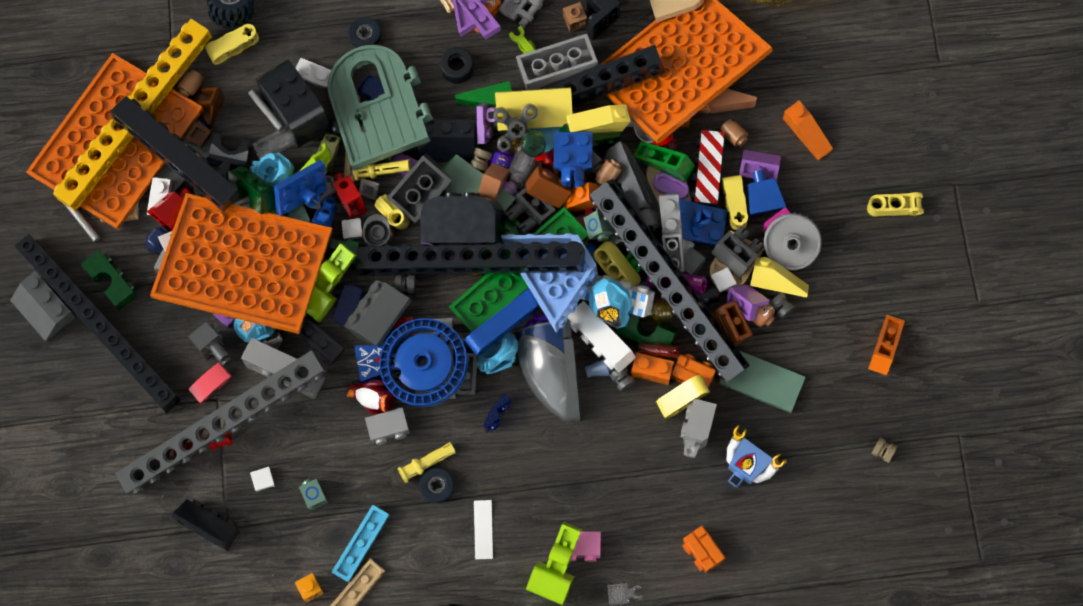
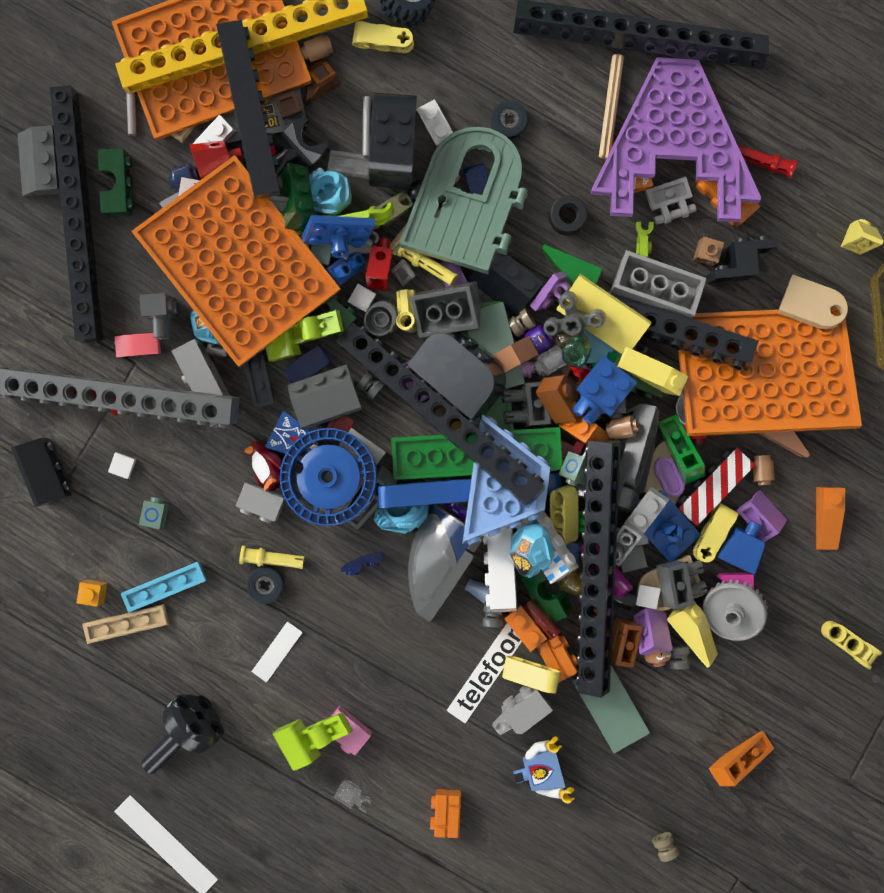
camera: 30 degrees right, 15 degrees up
(651, 429) = (484, 674): none -> white sticker

